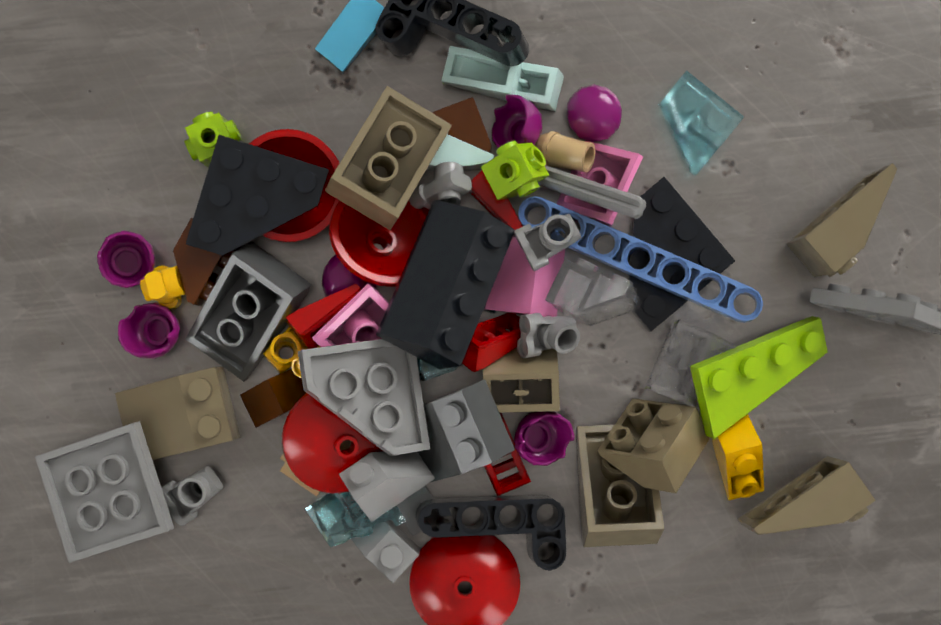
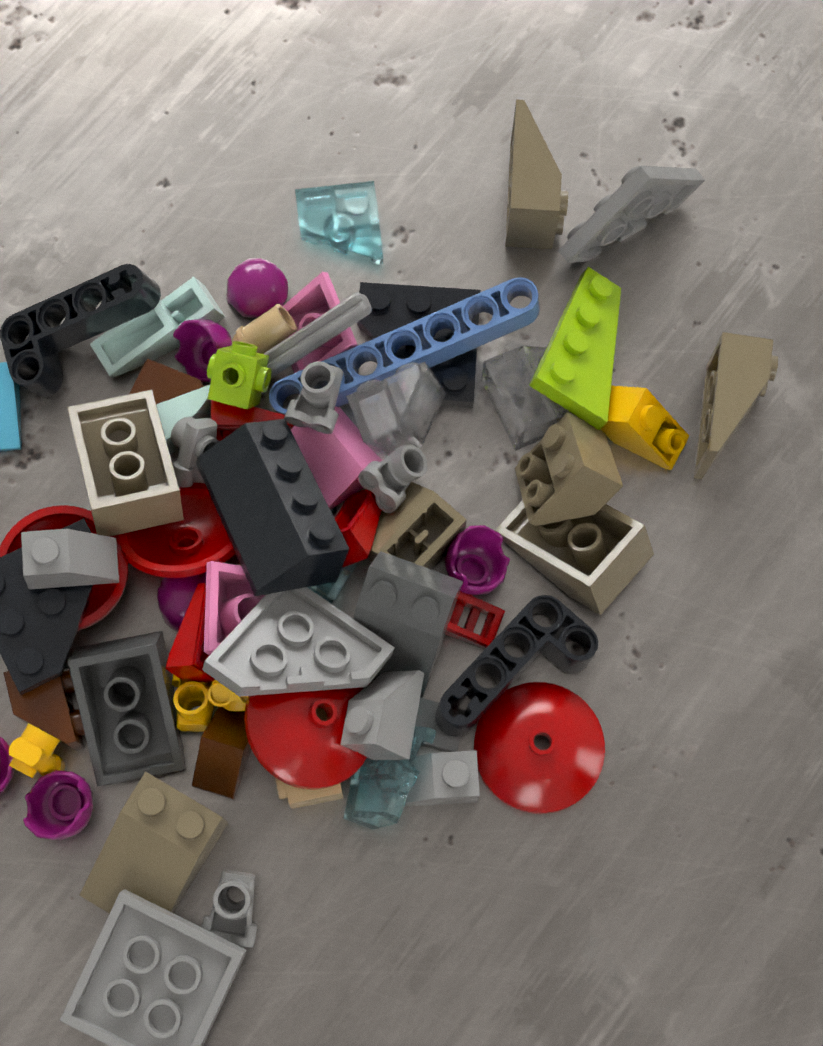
camera: 45 degrees left, 15 degrees down
(290, 193) = (68, 558): none -> light grey slope

